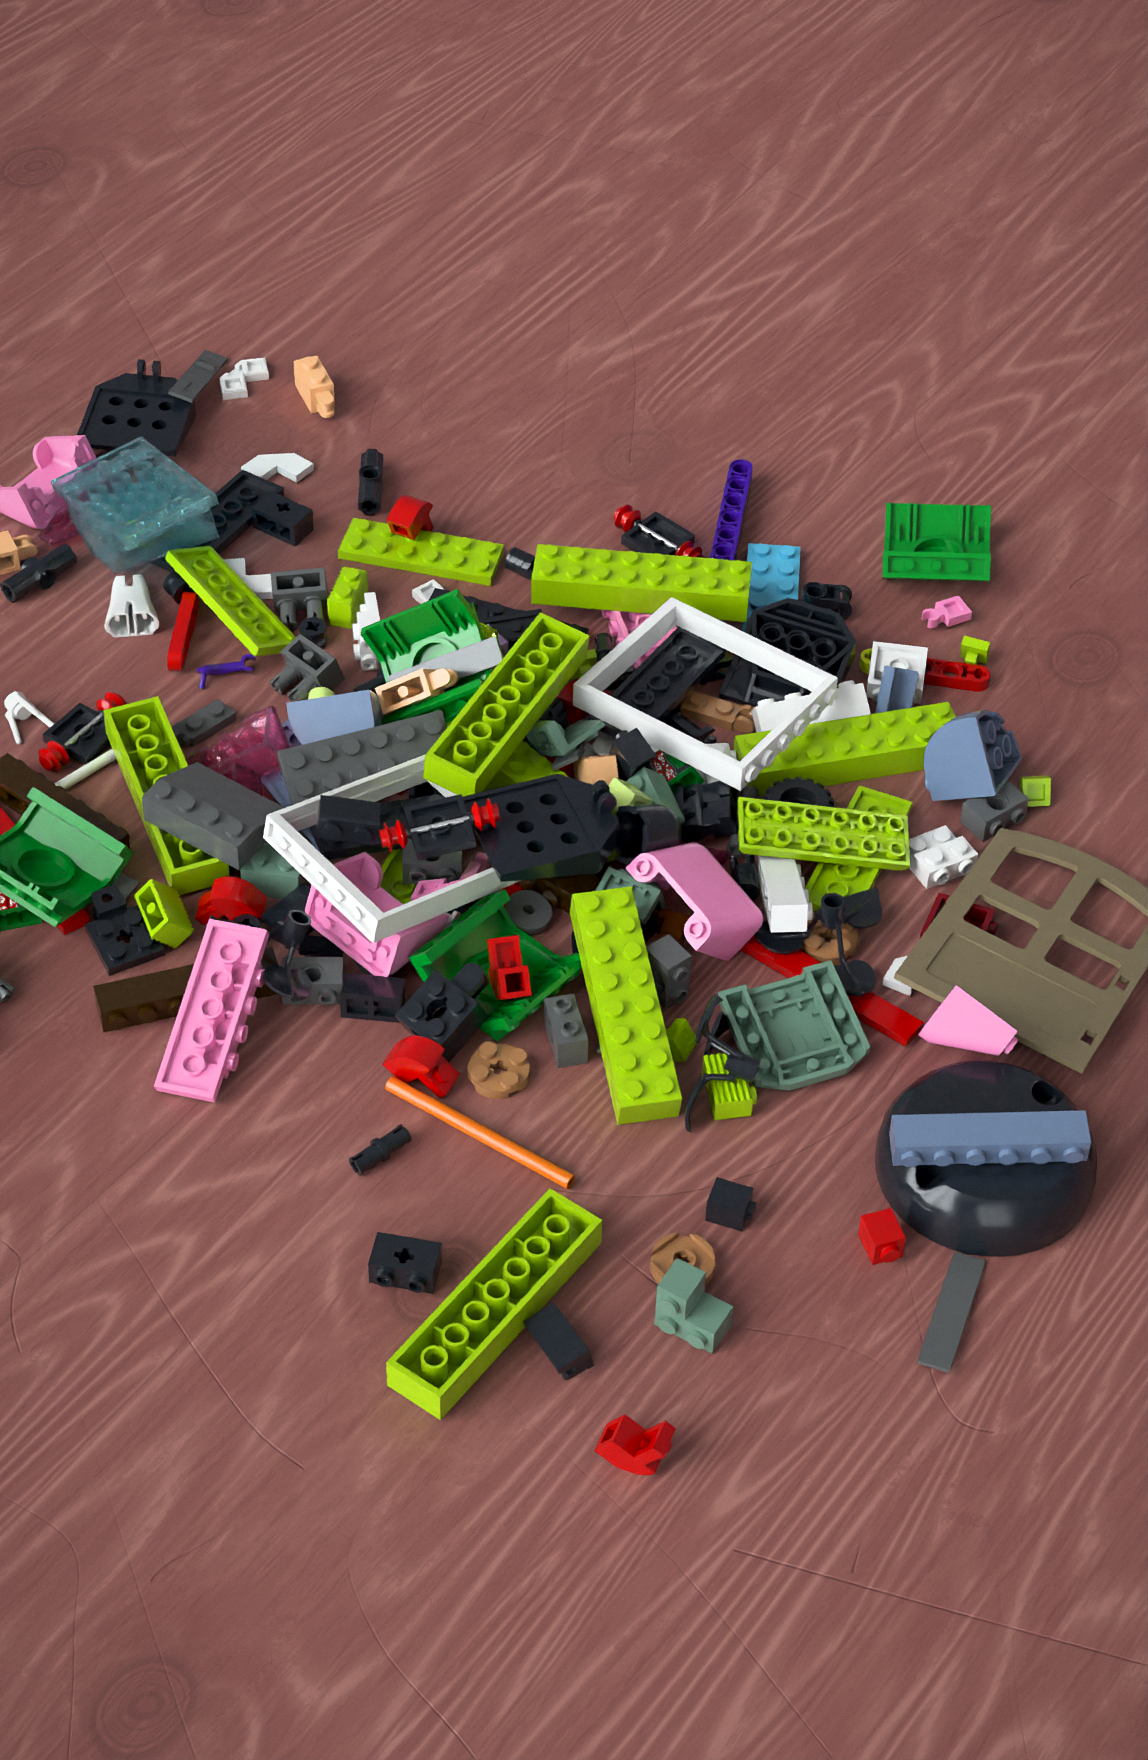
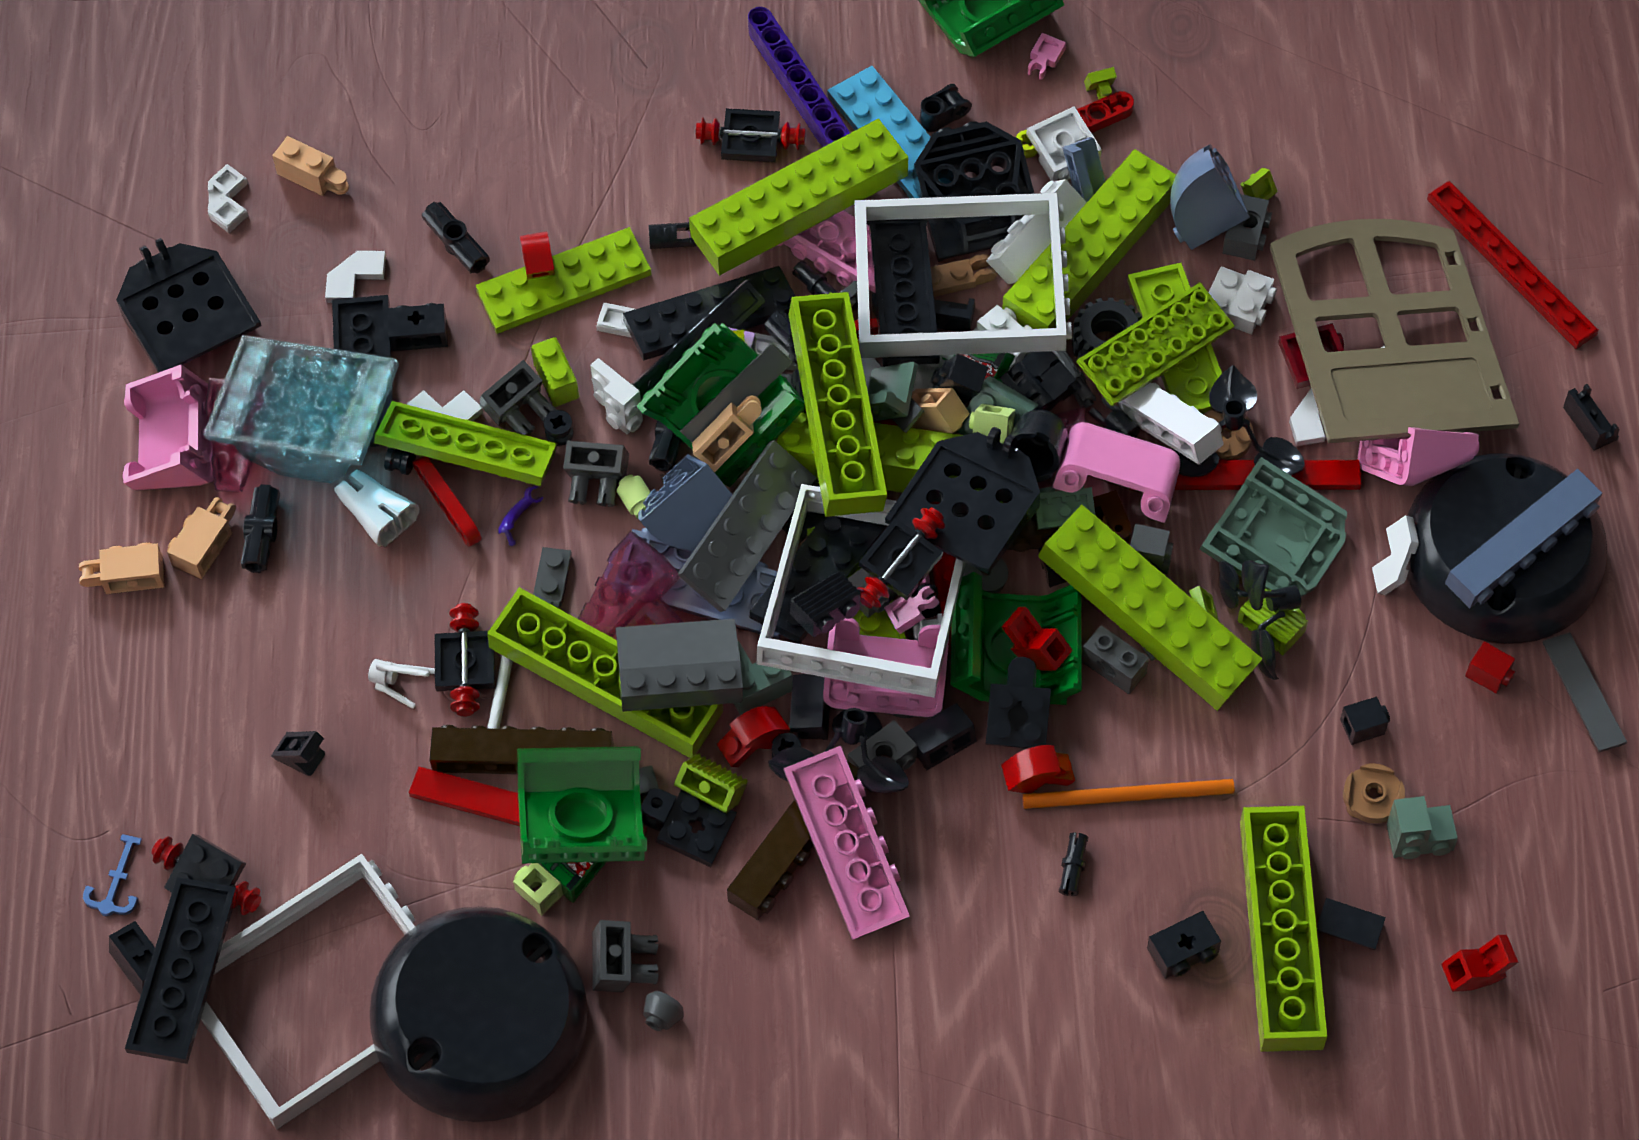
camera: 35 degrees left, 15 degrees up
(198, 376) = (194, 226): dark grey piece -> none
(504, 1056) = (1097, 714): medium nougat plate -> none
(890, 1092) = (1403, 542): none -> white tile

